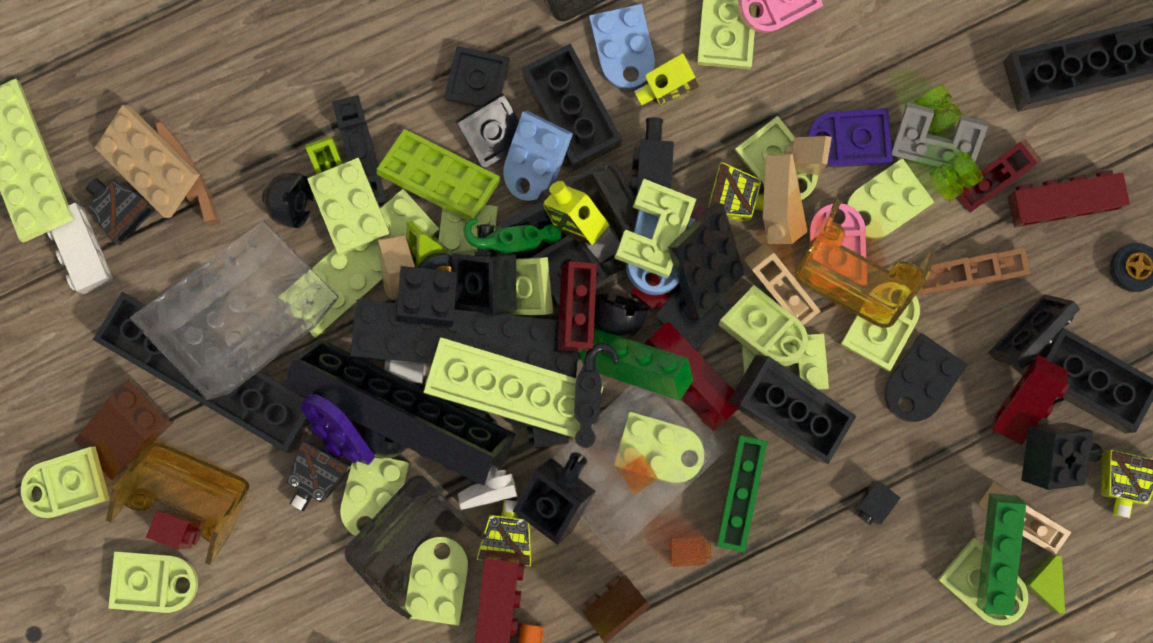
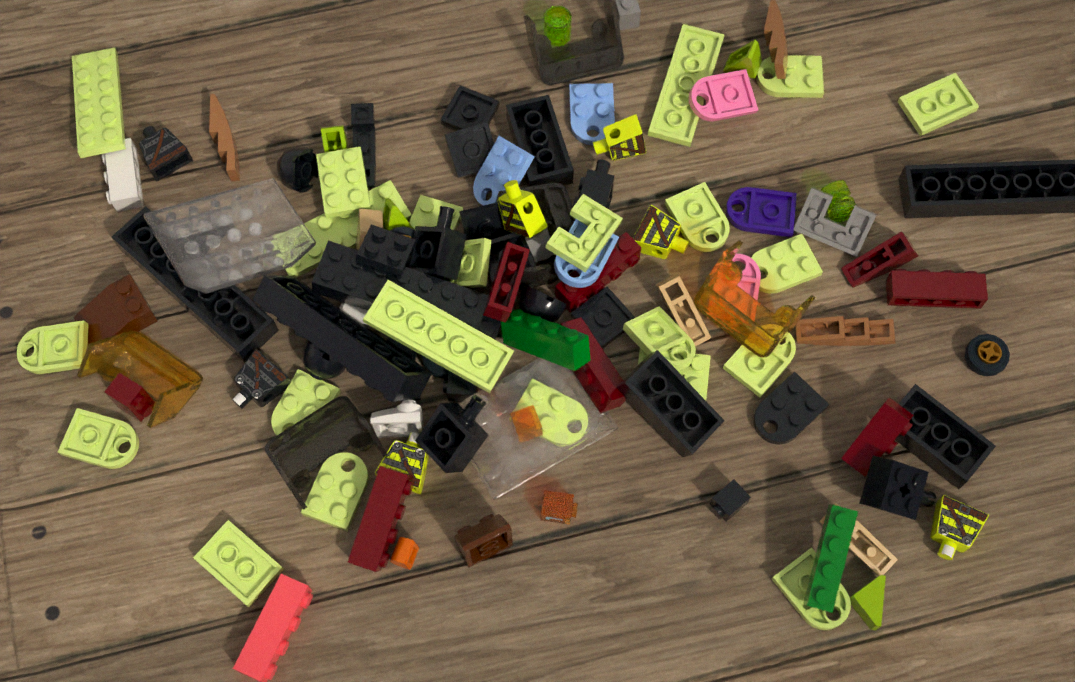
camera: 15 degrees right, 15 degrees down
(146, 161) = (195, 119): tan plate -> none
(335, 430) = (284, 341): dark purple plate -> none
(438, 175) = (421, 173): lime plate -> none
(512, 238) = (467, 222): green piece -> none
(588, 394) = (499, 351): black piece -> none
(706, 260) = (621, 271): black plate -> none
(741, 493) = (612, 467): green brick -> none
(782, 203) = (694, 244): tan slope -> none
(810, 153) = (723, 209): tan slope -> none
(948, 181) = (843, 252): clear neon green wheel -> none
(1034, 331) = (891, 384): black plate -> none

